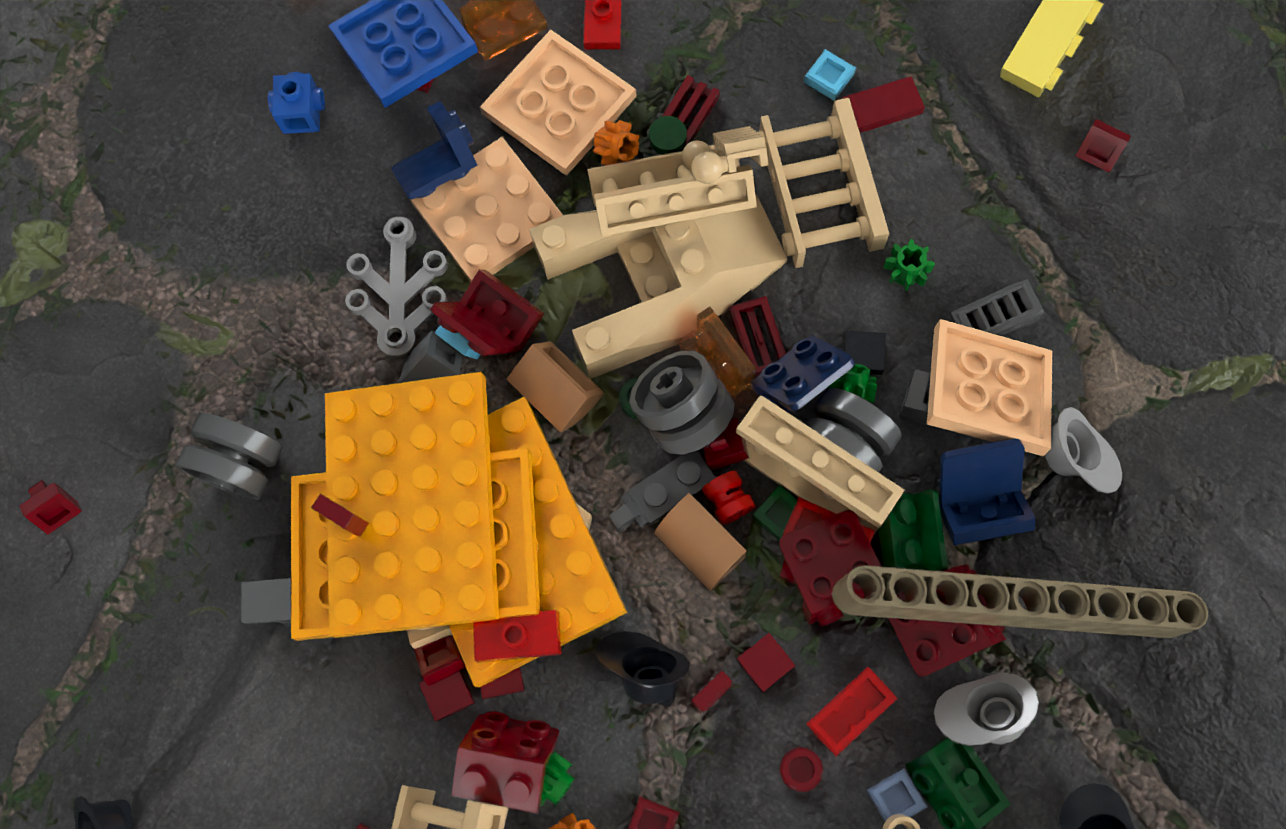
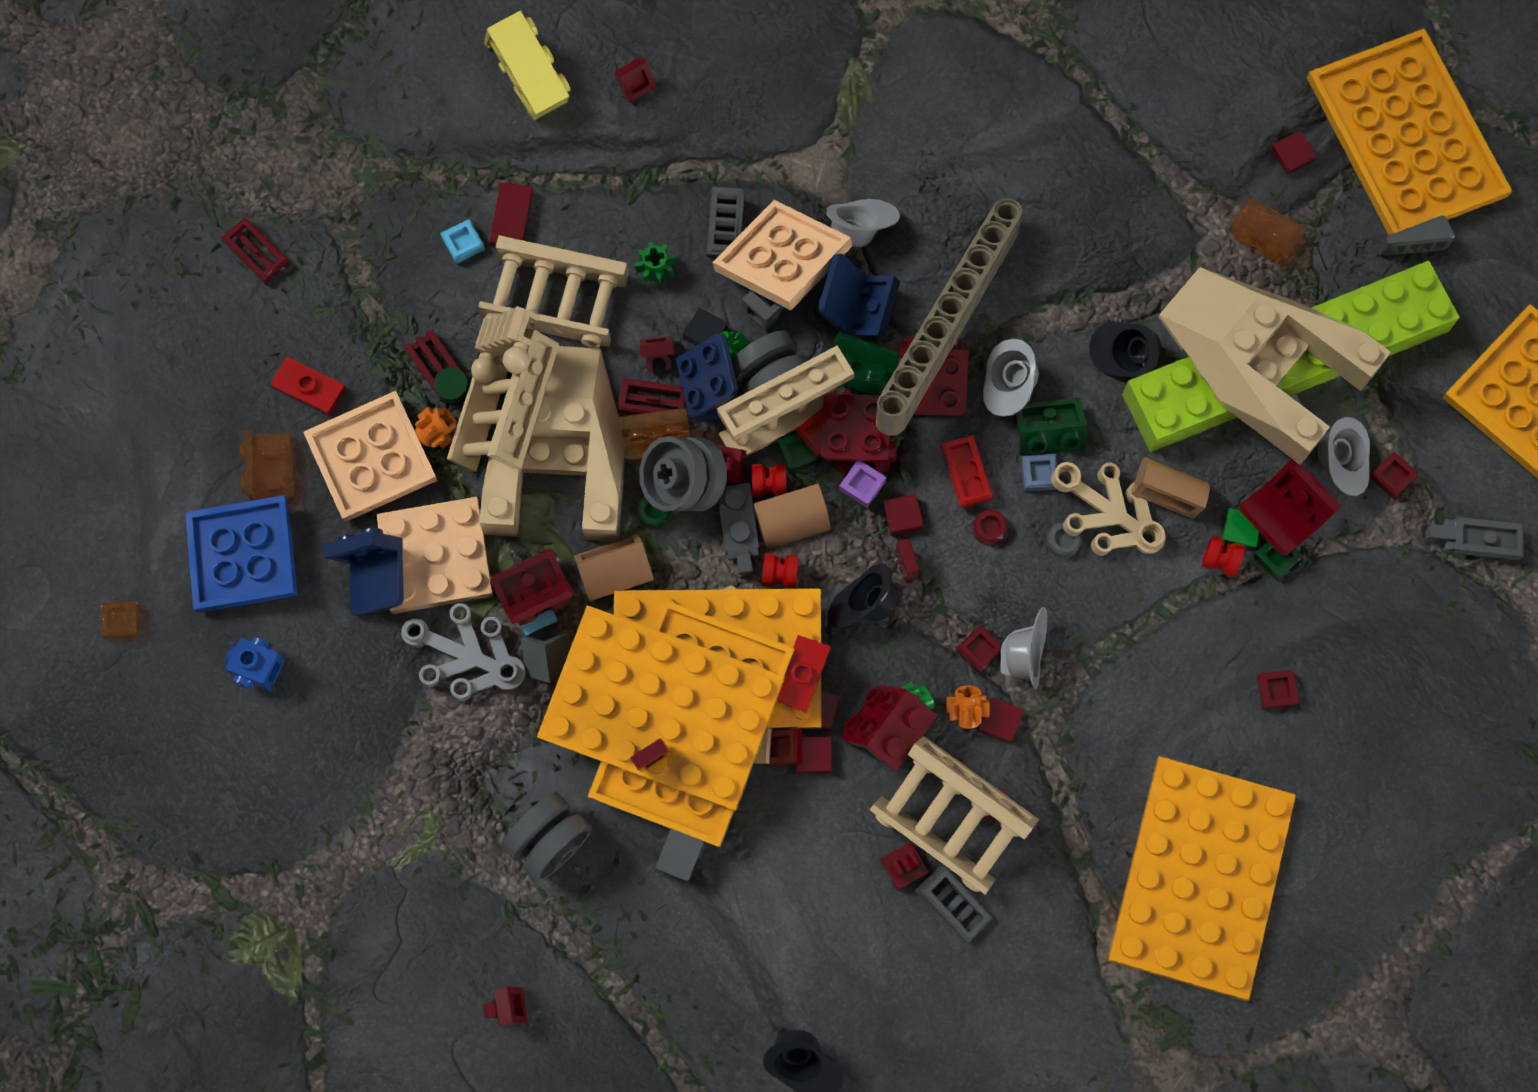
camera: 70 degrees left, 0 degrees up
(632, 558) = (780, 571): none -> red wheel
(774, 600) = (862, 483): none -> medium lavender tile
(815, 311) = (657, 348): none -> dark red tile

